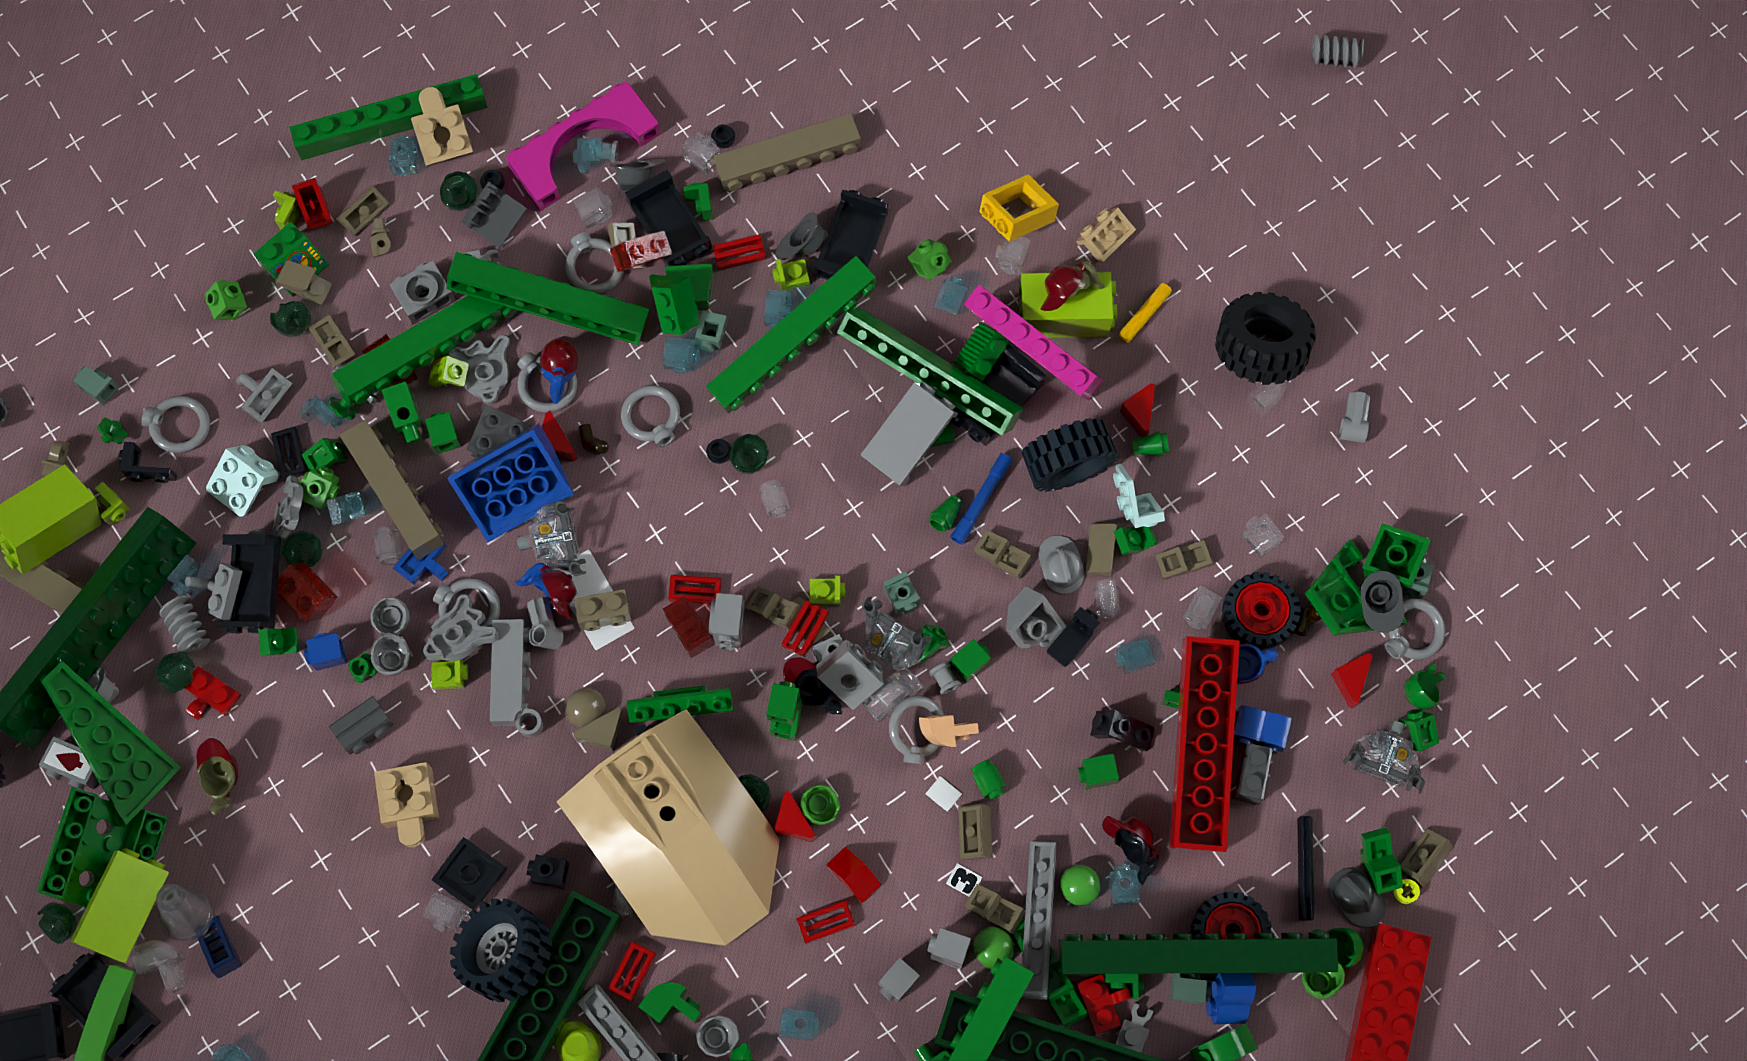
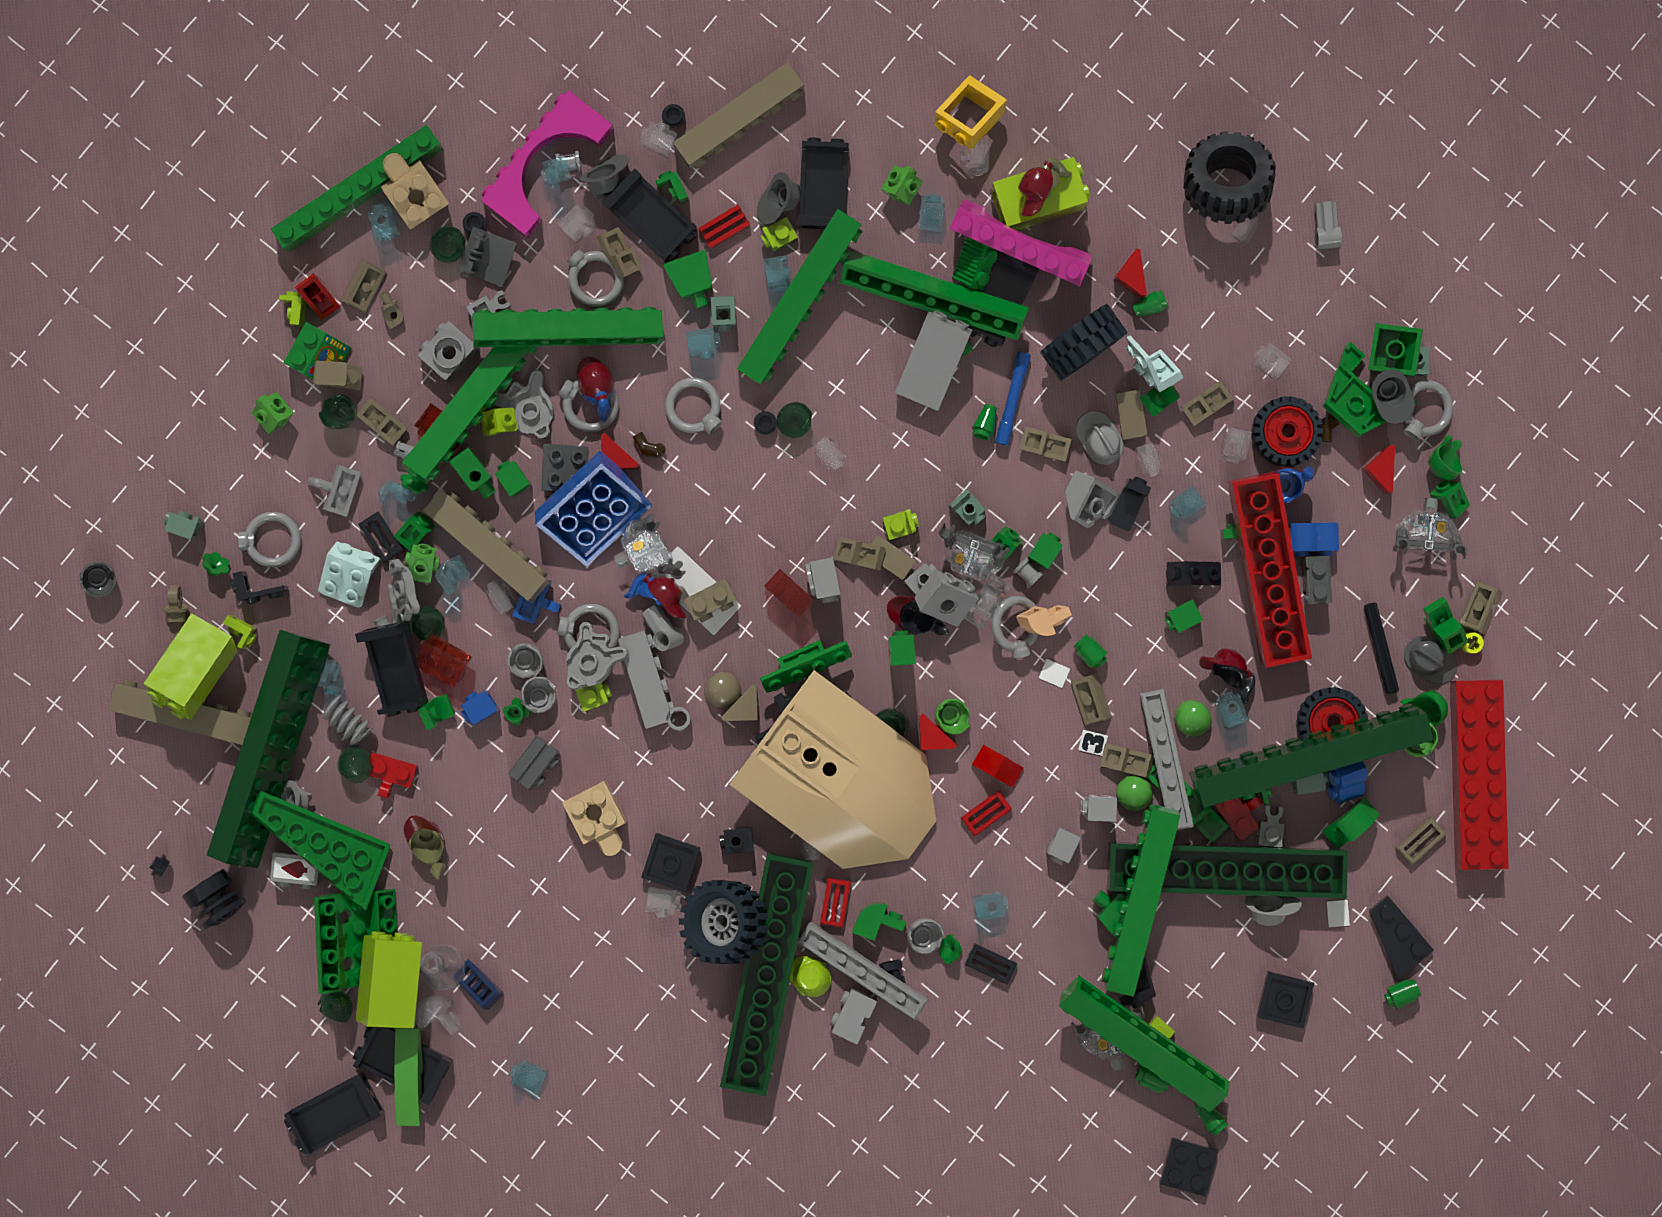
camera: 15 degrees left, 15 degrees up
(223, 588) = (371, 680): light grey plate -> none
(640, 251) = (636, 257): clear red brick -> none
(674, 303) = (684, 301): green slope -> none
(694, 579) = (782, 556): red tile -> none
(796, 624) = (897, 546): red tile -> none
(1106, 233) = (1055, 111): tan bracket -> none
(1145, 312) = (1111, 177): yellow axle -> none

